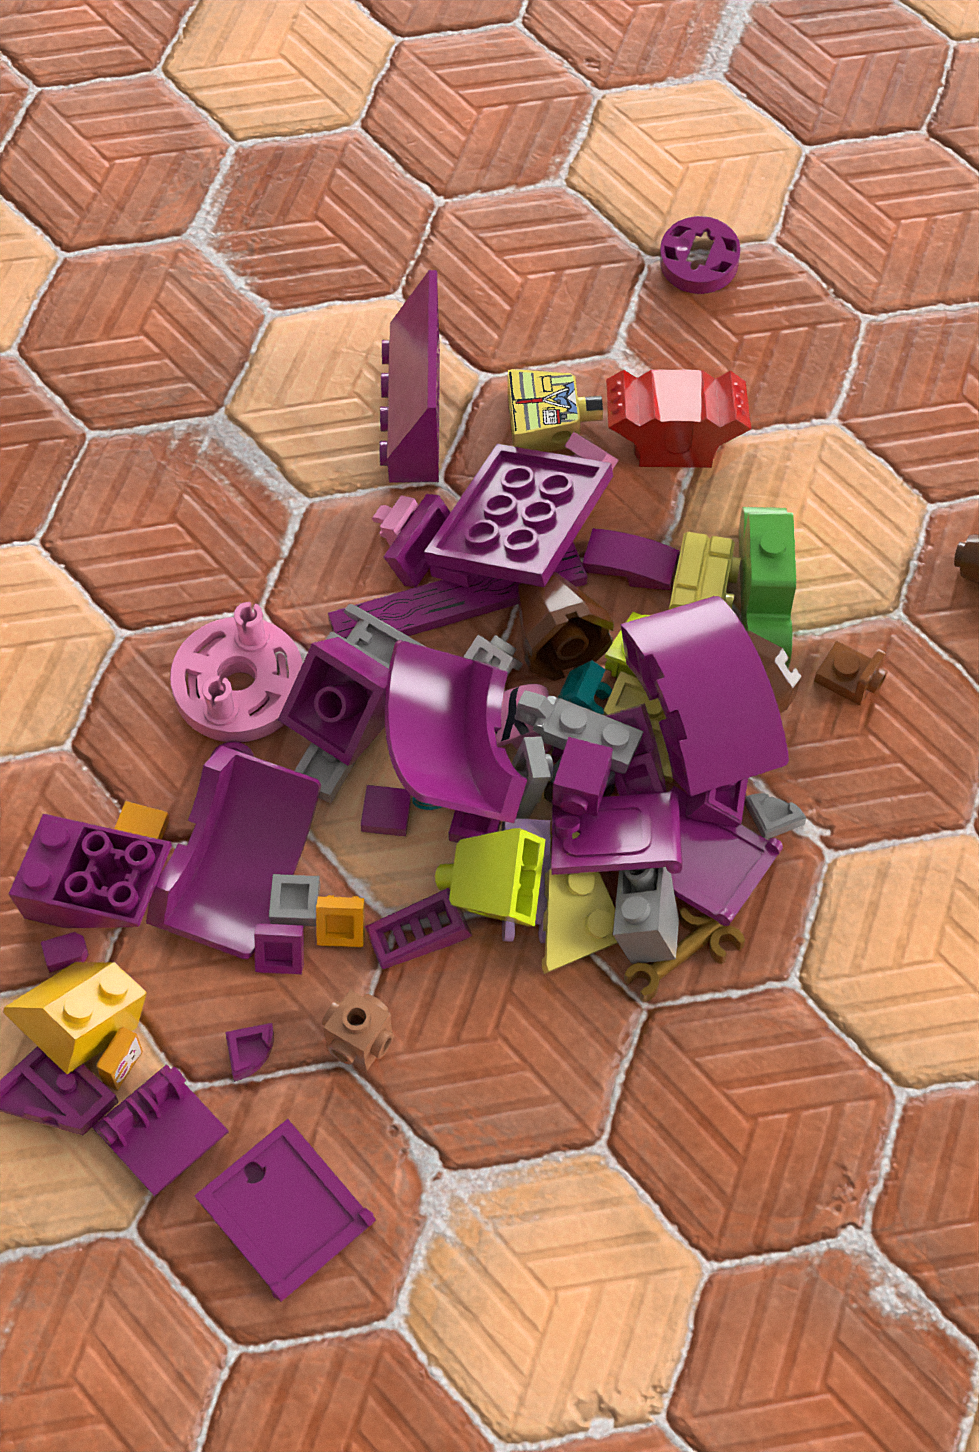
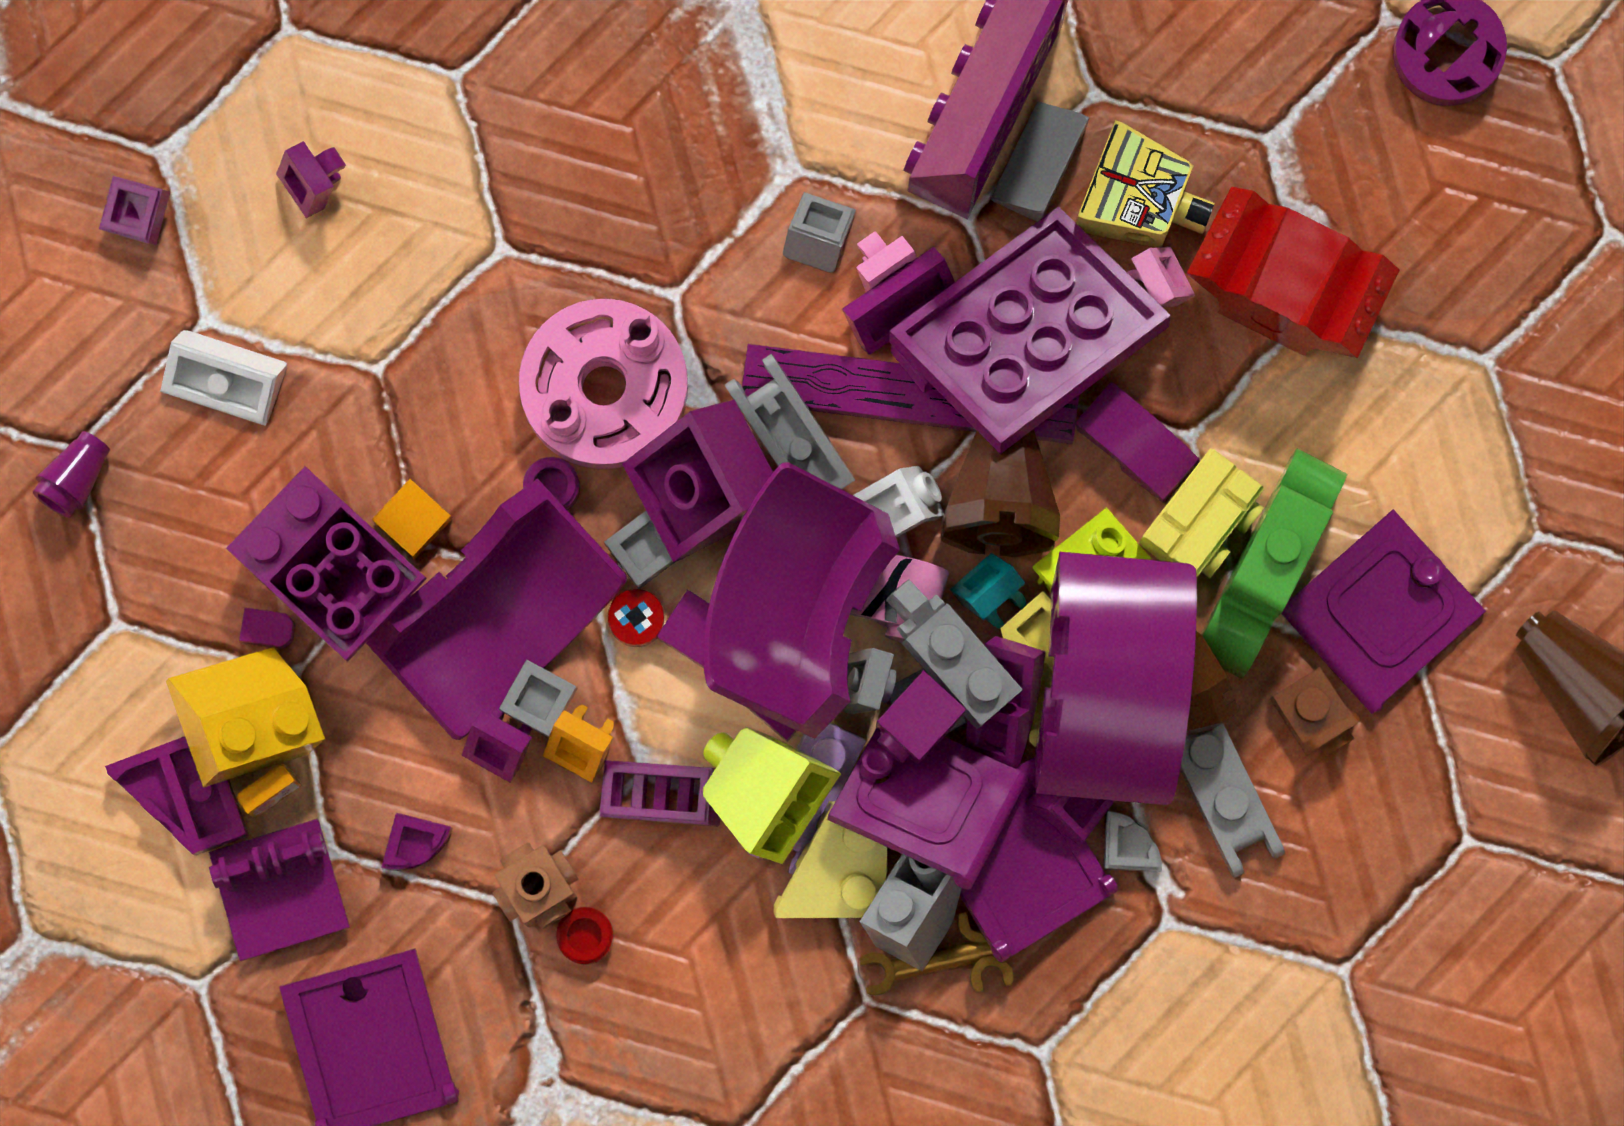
camera: 25 degrees right, 20 degrees up
(338, 822) = (636, 617): none -> red tile
(341, 530) = (818, 232): none -> light grey slope
(412, 1055) = (585, 935): none -> red tile
(469, 424) = (1040, 160): none -> light grey slope
(826, 754) = (1226, 797): none -> light grey hinge
(853, 599) = (1374, 619): none -> magenta container

